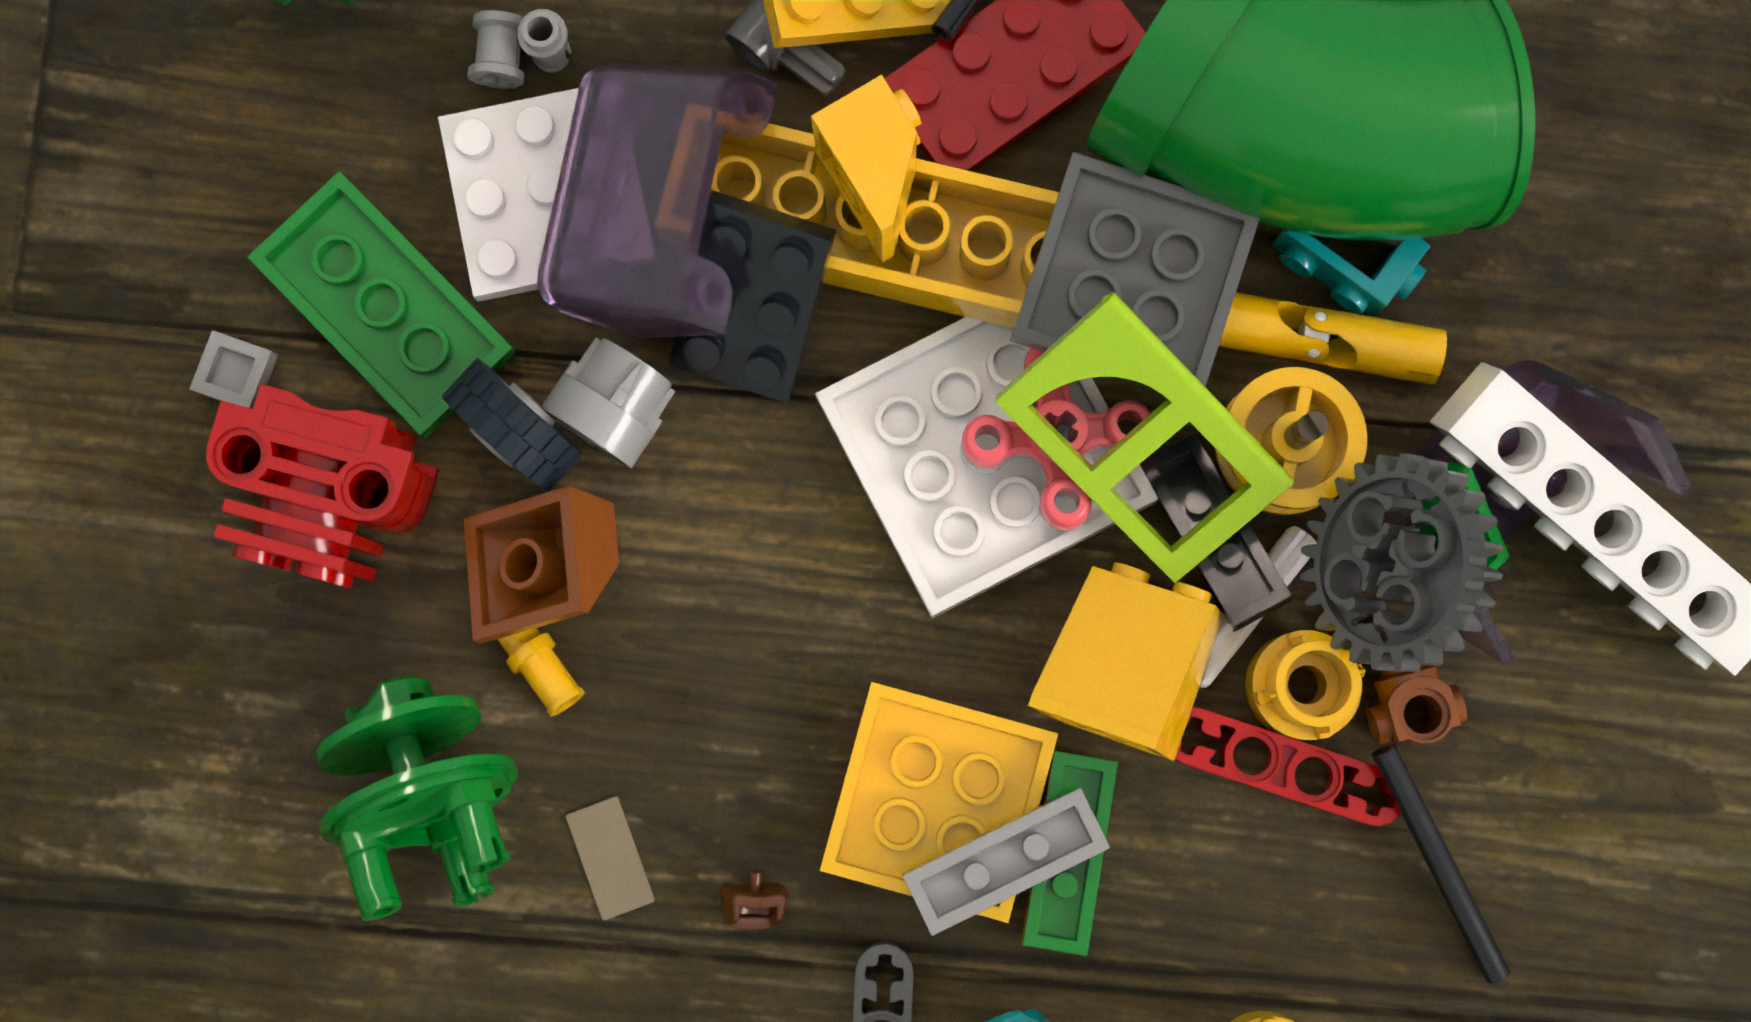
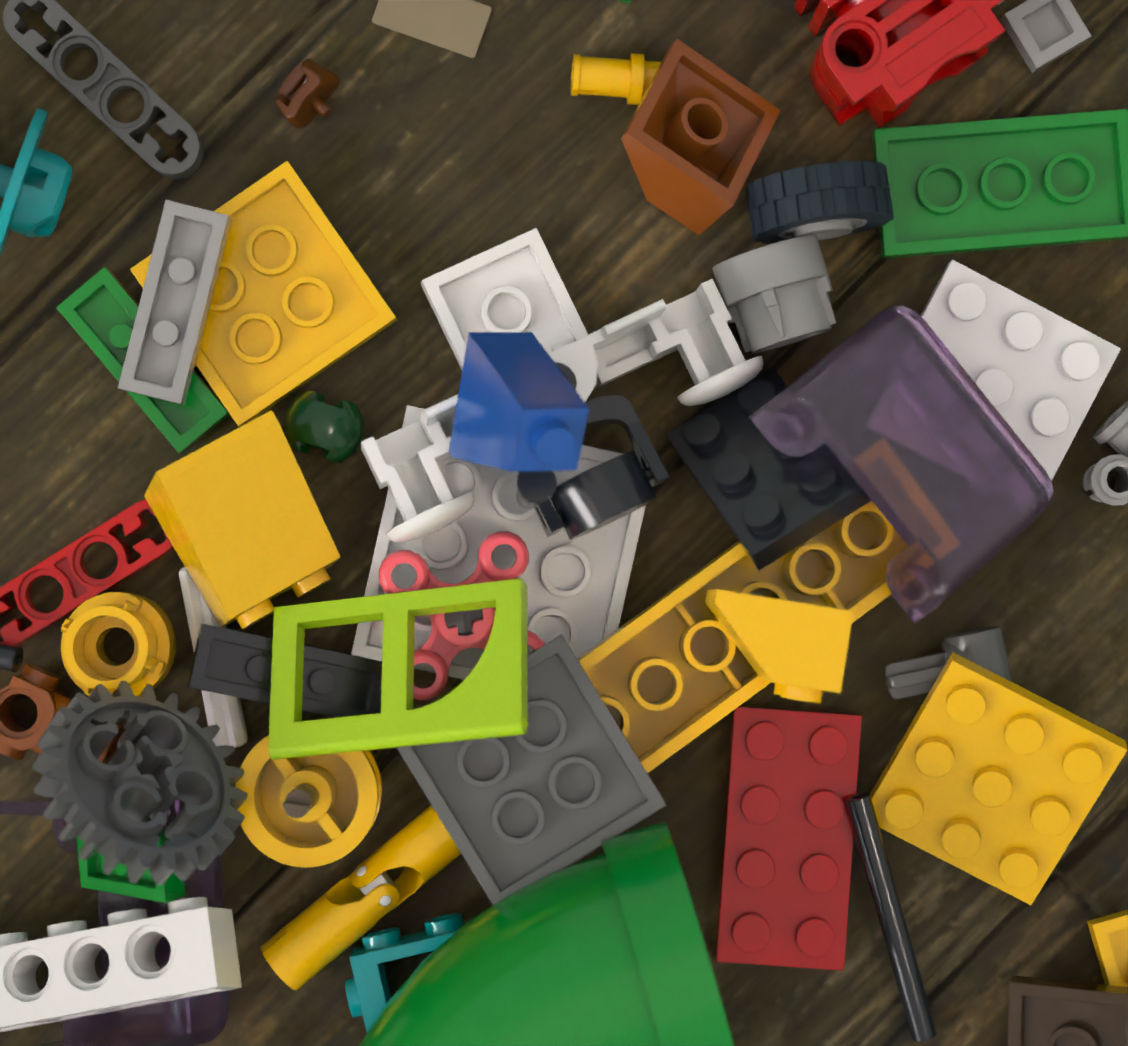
camera: 130 degrees right, 5 degrees up
(793, 597) = (521, 291): none -> white piece
(870, 501) = (516, 407): none -> blue slope
(1002, 666) = (327, 427): none -> dark green piece

